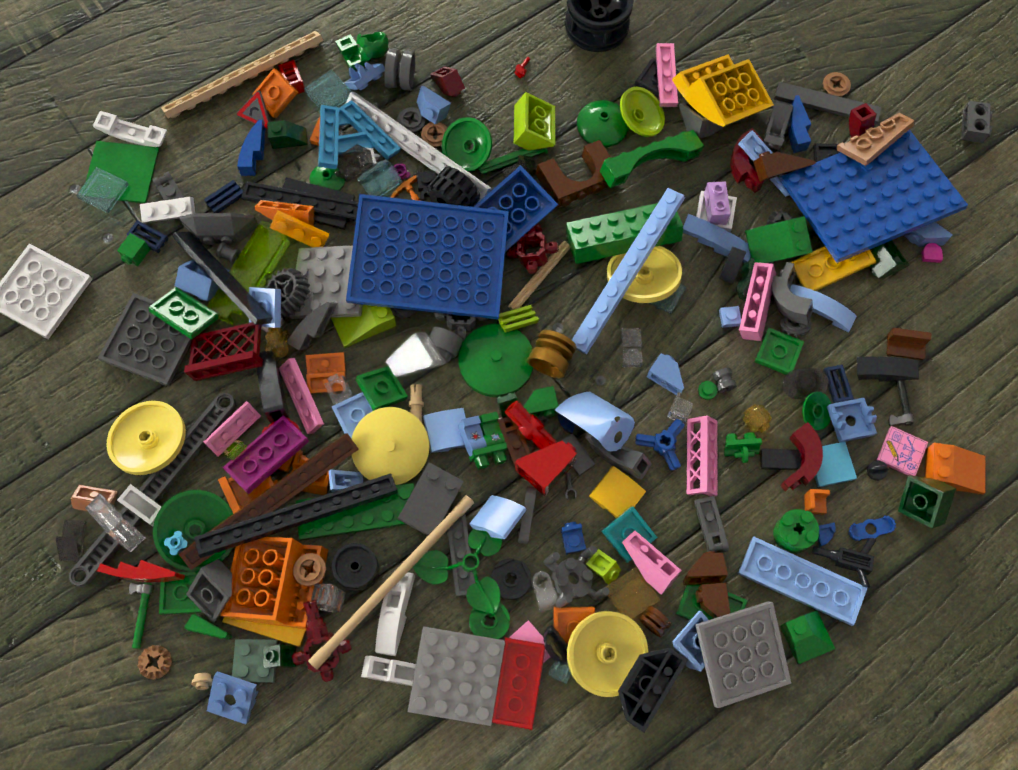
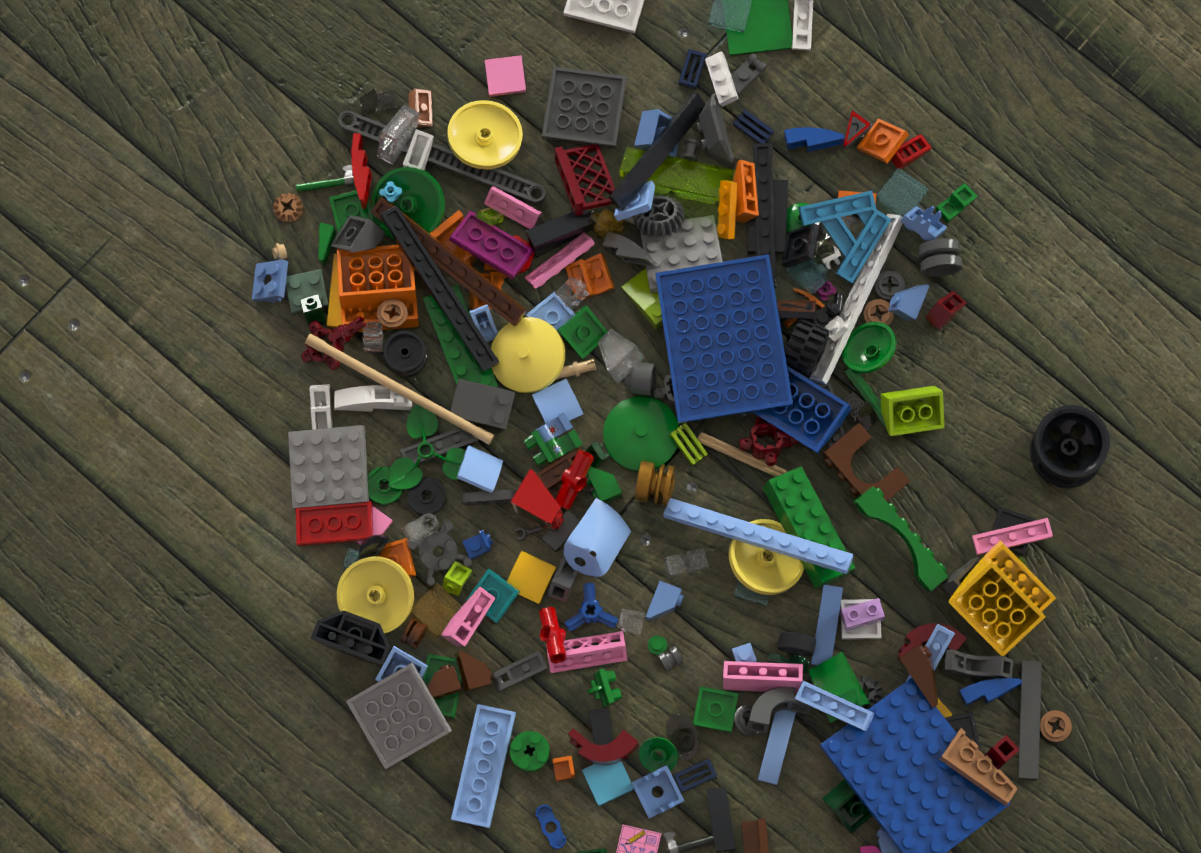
camera: 85 degrees right, 5 degrees up
(90, 407) = (505, 76): none -> bright pink tile
(133, 250) = (671, 61): green brick -> none
(183, 313) = (615, 128): green tile -> none
(238, 76) = (898, 103): tan plate -> none
(286, 134) = (837, 166): dark green slope -> none
(354, 175) = (800, 245): none -> black tile
(372, 45) = (966, 222): green hair -> none
(417, 187) = (796, 309): none -> tile
(419, 165) = (837, 306): none -> black arm
(438, 165) = (836, 328): none -> white plate
(520, 71) = (982, 381): red hand -> none
(594, 127) = (939, 496): green dish -> none
(642, 111) = (959, 530): lime dish -> none
(693, 480) = (552, 635): none -> red piece
(757, 418) = (636, 697): clear yellow head -> none
(804, 239) = (834, 706): none -> light blue plate
(807, 637) = (432, 779): green slope -> none
(820, 269) = (810, 734): yellow tile -> none
(826, 533) = (536, 783): blue tile -> none
(851, 560) = (514, 810): black piece -> none
(877, 470) = (612, 826): black tile -> none

